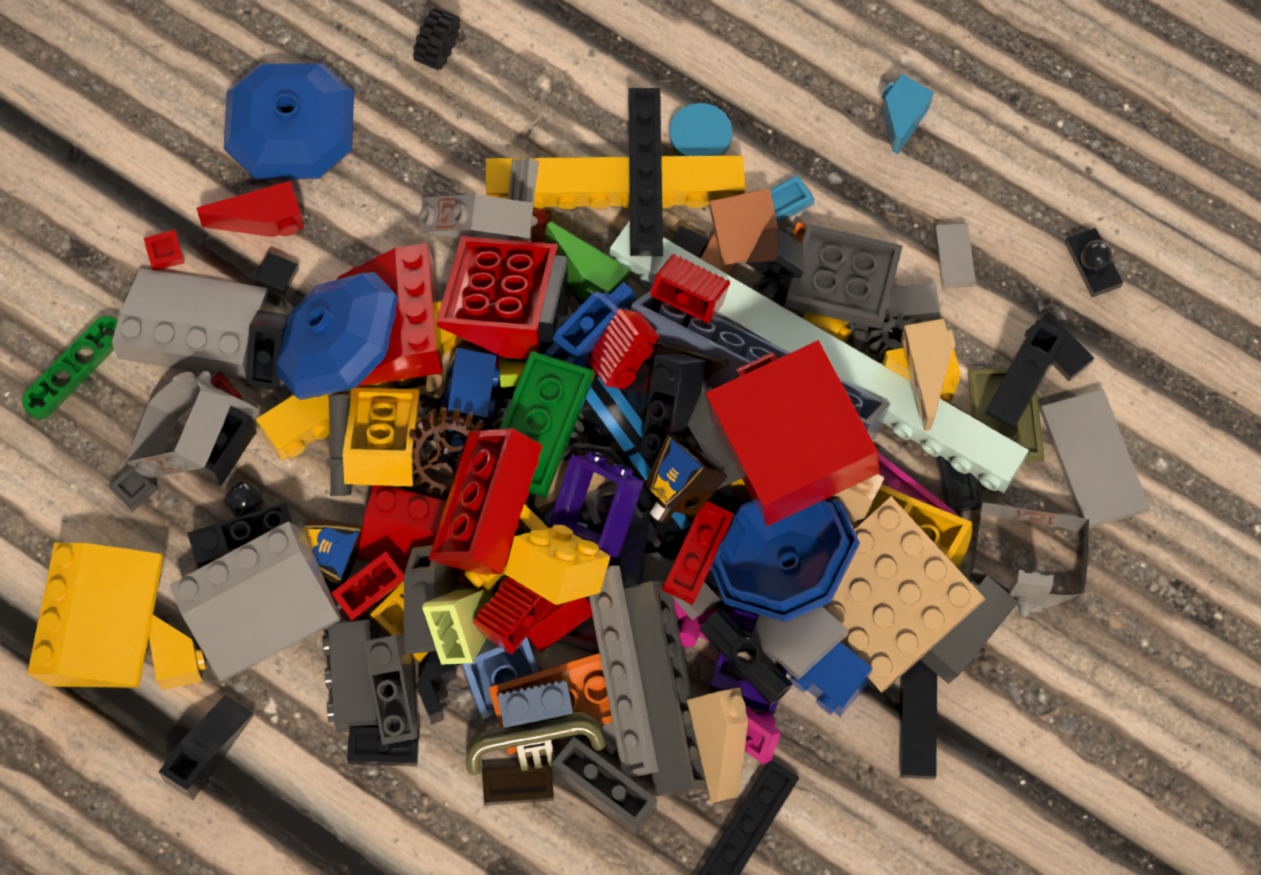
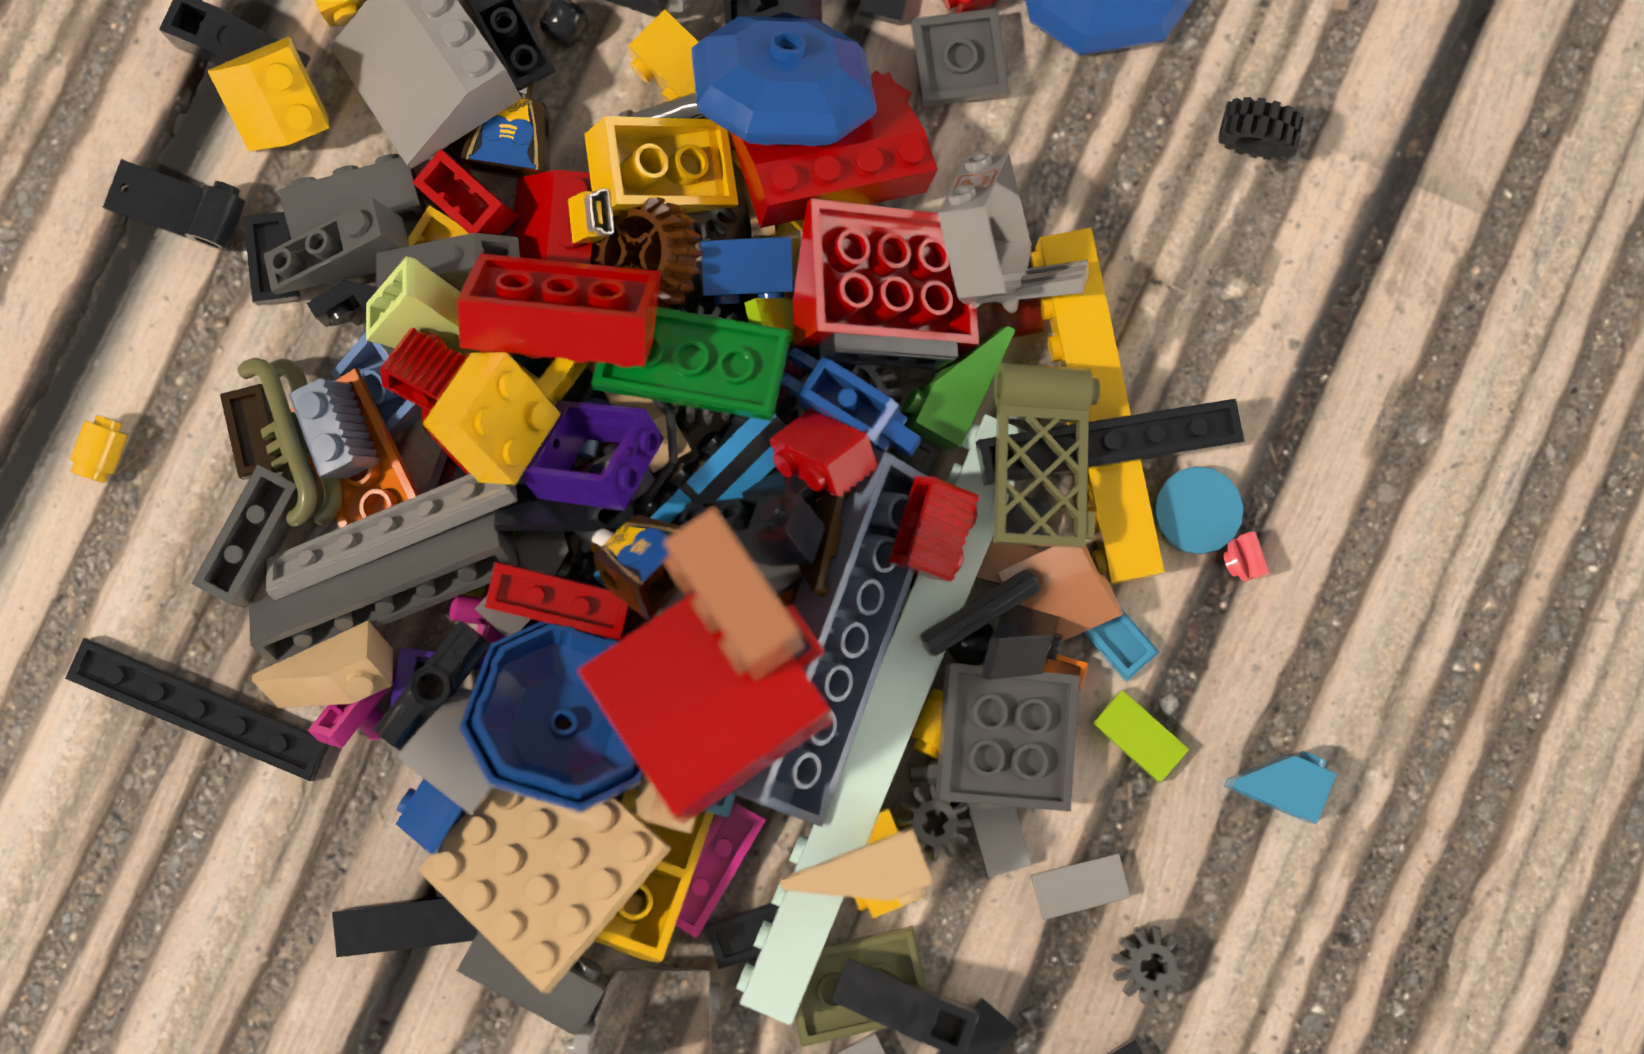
camera: 80 degrees right, 15 degrees up
(257, 719) = (270, 96): none -> yellow slope
(335, 229) = (959, 57): none -> dark grey plate
(335, 799) = (175, 206): none -> black door
(412, 483) = (590, 216): none -> piece
(608, 195) = (1051, 396): none -> olive piece
(731, 379) = (731, 596): none -> nougat brick
(740, 106) = (1246, 558): none -> coral plate
(753, 274) = (980, 612): none -> black axle
(854, 199) = (1140, 736): none -> lime tile
(1015, 206) = (1157, 978): none -> dark grey gear

